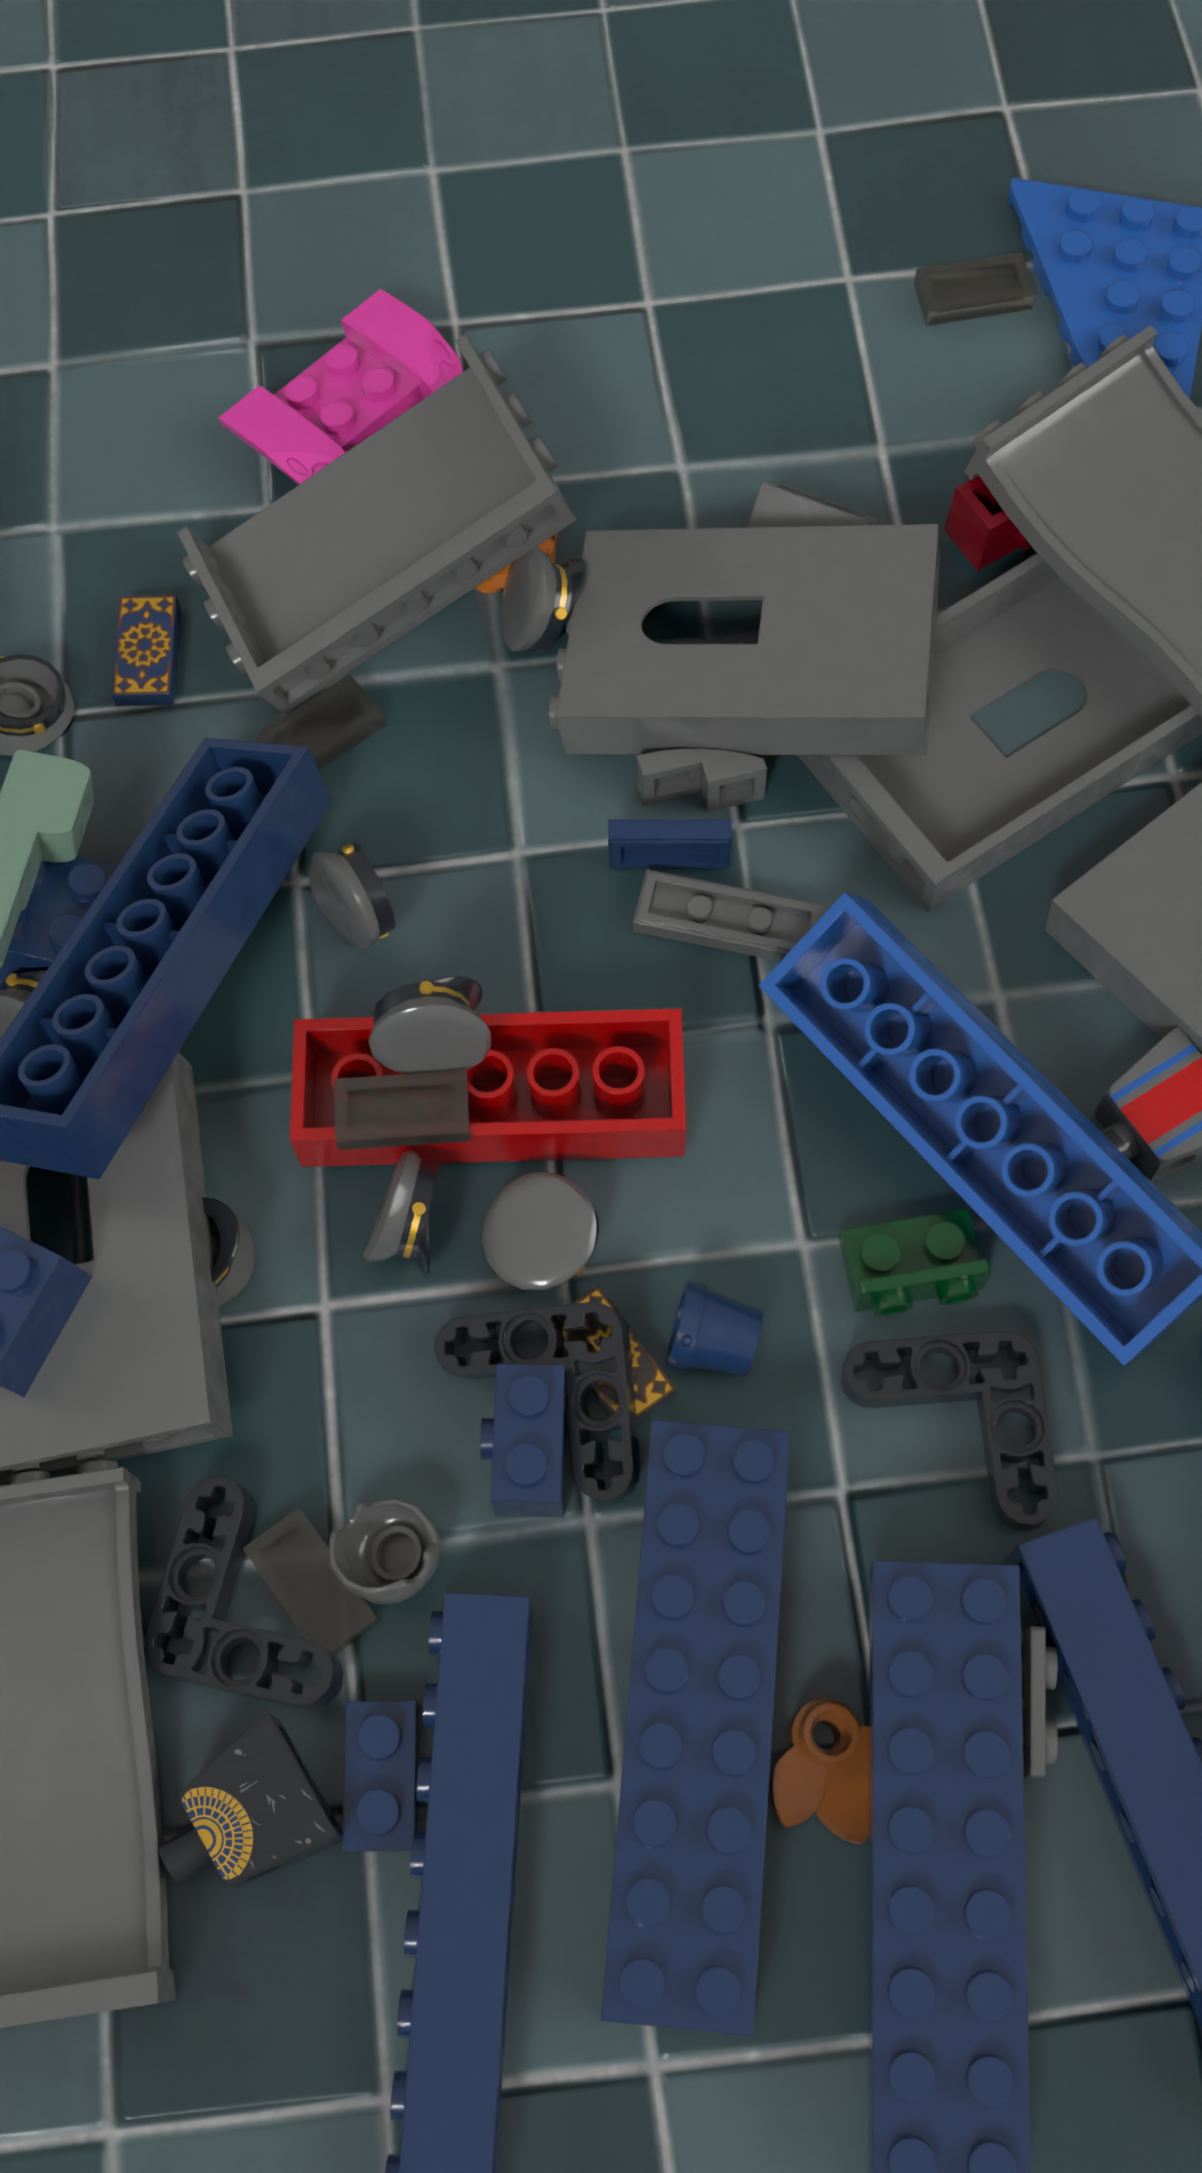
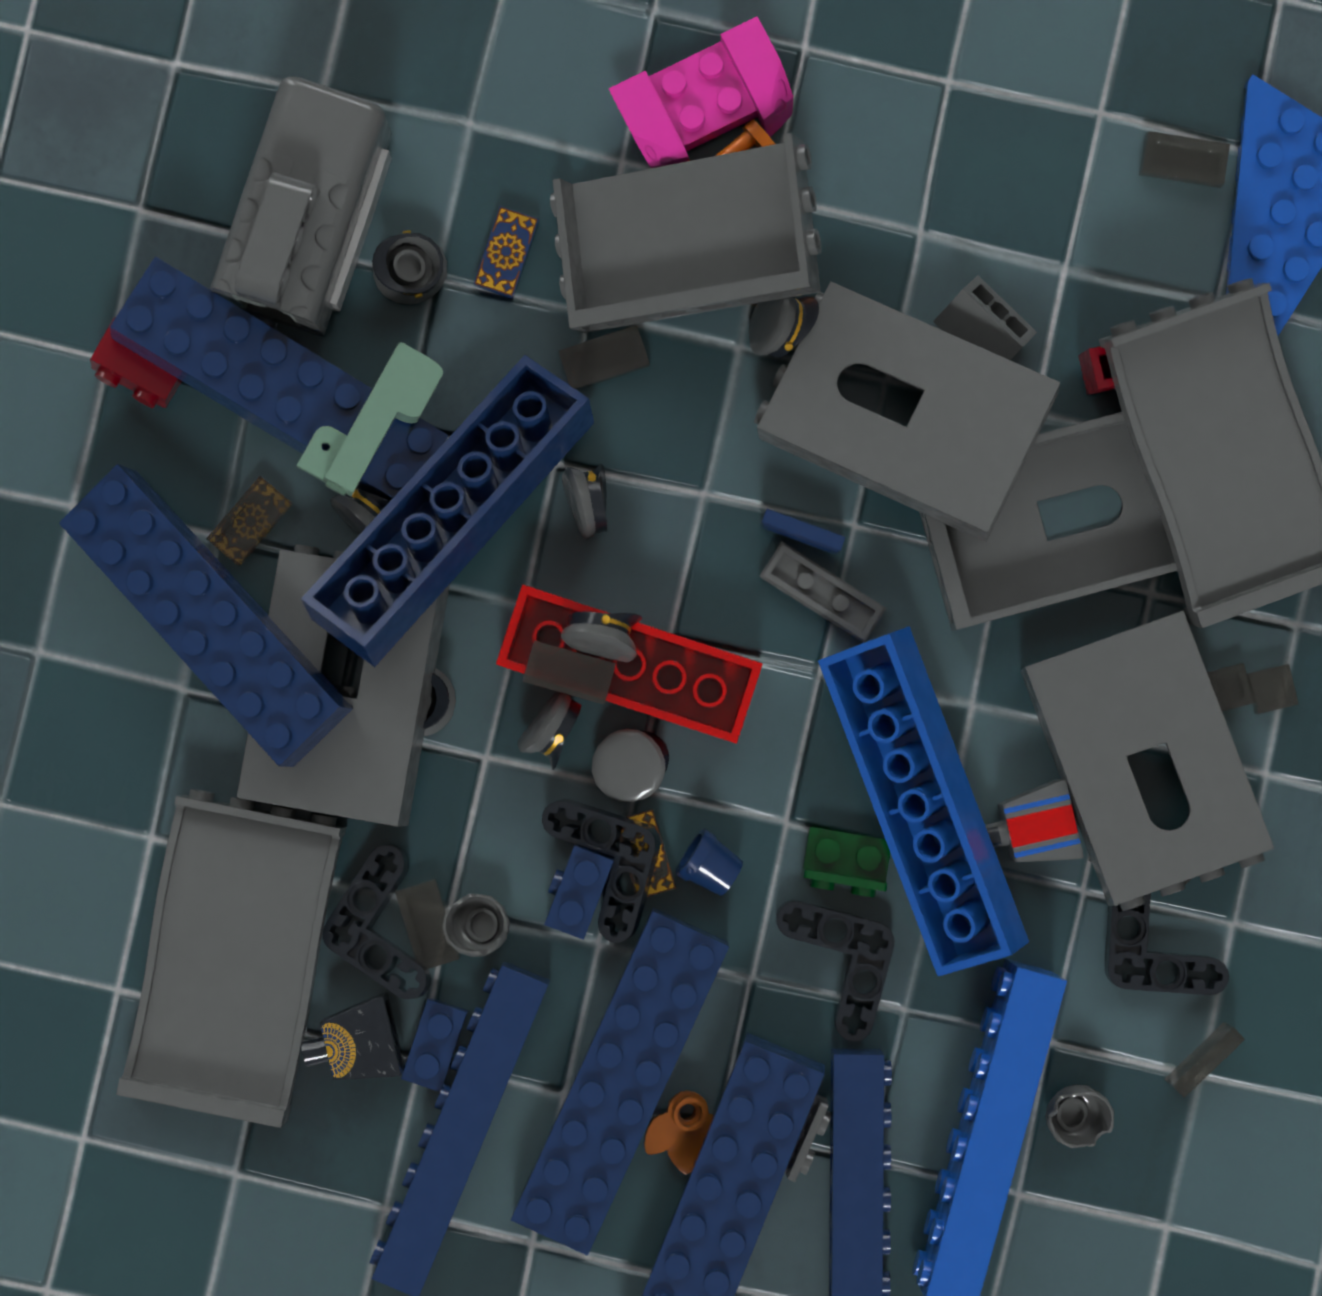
camera: 20 degrees right, 20 degrees up
(719, 775) = (851, 494): dark grey slope -> none

